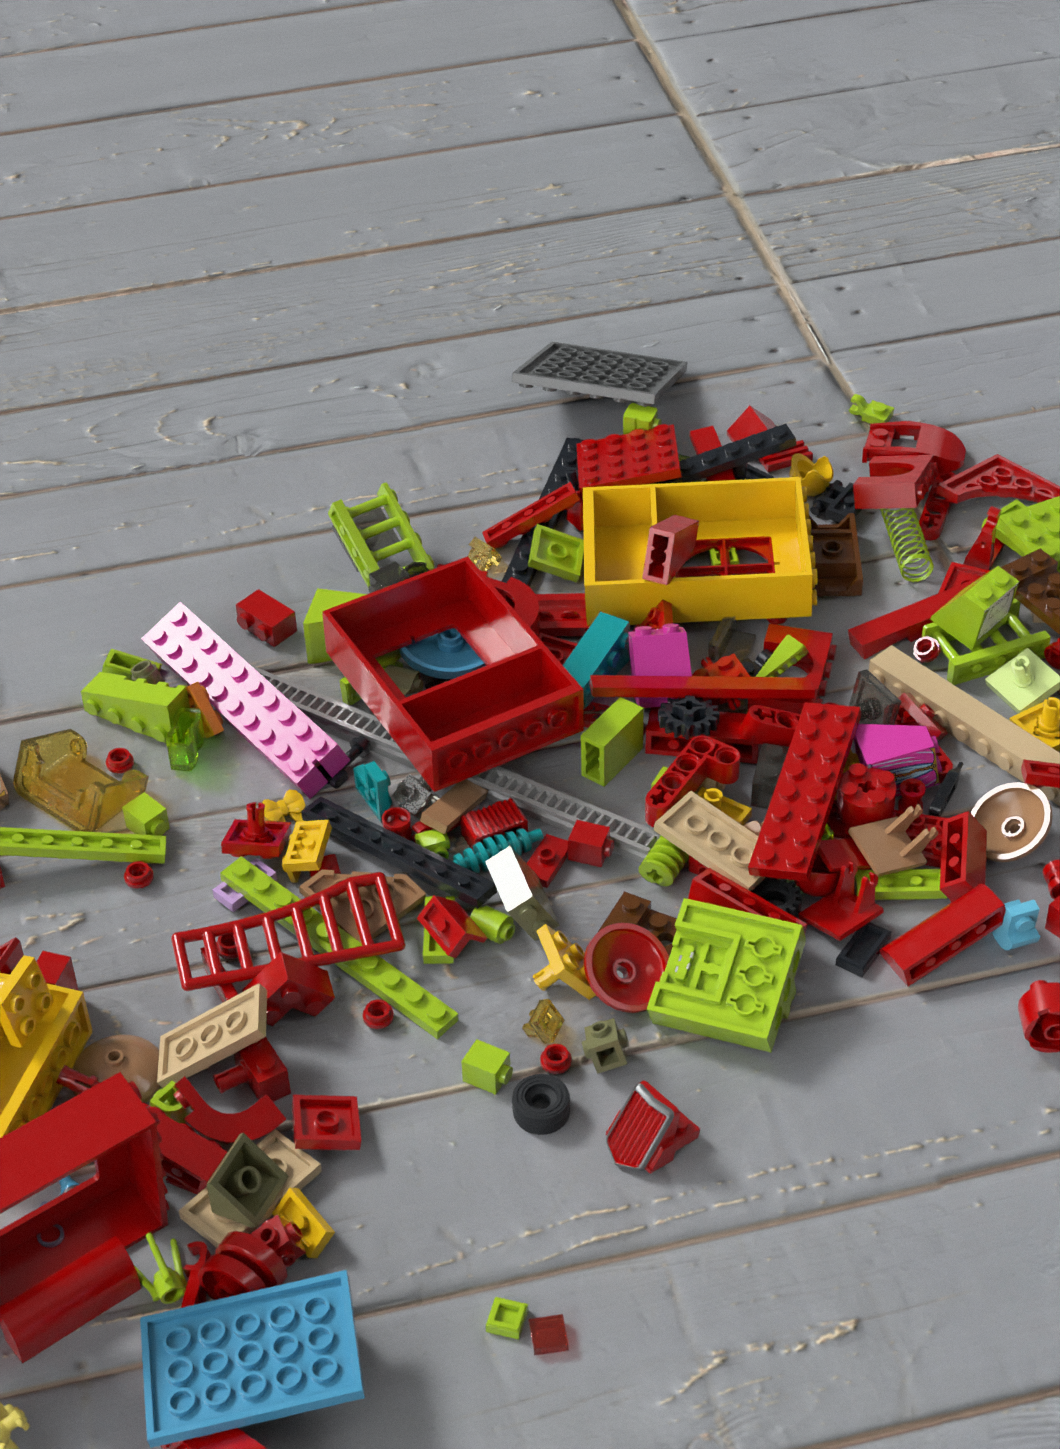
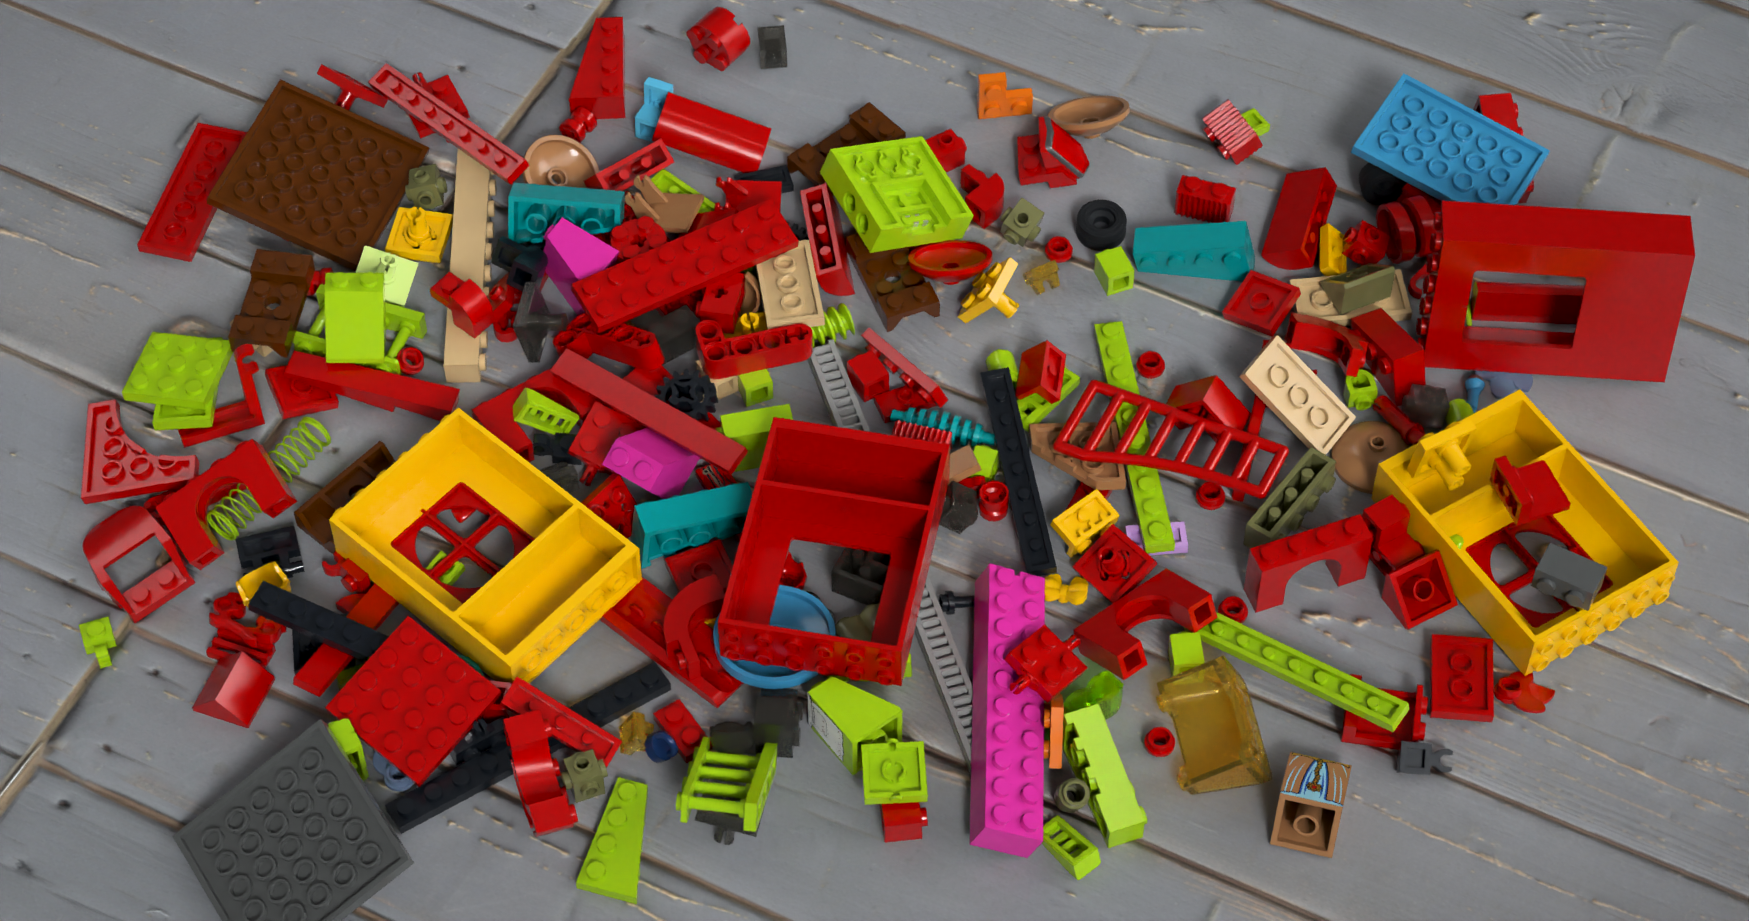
camera: 140 degrees left, 10 degrees up
(111, 884) = (1271, 565): none -> red arch
(152, 966) = (1291, 499): none -> olive brick
(188, 837) = (1164, 596): none -> red arch
(234, 719) = (1045, 663): none -> red plate
(277, 606) = (894, 772): none -> lime plate
(365, 1236) = (1298, 218): none -> red brick
(373, 787) = (983, 535): teal plate -> none
(426, 1126) = (1196, 250): none -> teal wedge
(429, 506) = (616, 850): none -> lime wing
(458, 552) = (660, 746): none -> dark blue tile
(469, 1187) = (1204, 200): none -> red brick
(486, 512) = (584, 775): none -> olive brick
(497, 490) = (537, 774): none -> red brick
(509, 1276) = (1232, 132): none -> brick
(521, 892) = (967, 356): olive brick -> none
(548, 1334) = (1237, 95): clear red tile -> none
(556, 553) = (578, 676): lime plate -> none
(569, 861) = (909, 373): none -> red plate
(665, 1059) = (984, 195): none -> red brick
(667, 1176) = (1090, 115): none -> medium nougat dish
(668, 548) = (539, 504): red slope -> none
(747, 1069) = (948, 149): none -> red brick
(750, 800) = (723, 302): none -> red brick
(756, 1147) = (996, 101): none -> orange plate
(781, 466) = (232, 607): none -> red helmet
(834, 991) = (864, 127): none -> reddish brown piece
(920, 661) = (468, 303): none -> red brick
(949, 731) = (522, 262): none -> black brick
(959, 782) = (537, 207): none -> teal wedge
(1008, 1059) = (772, 47): none -> clear smoke brick

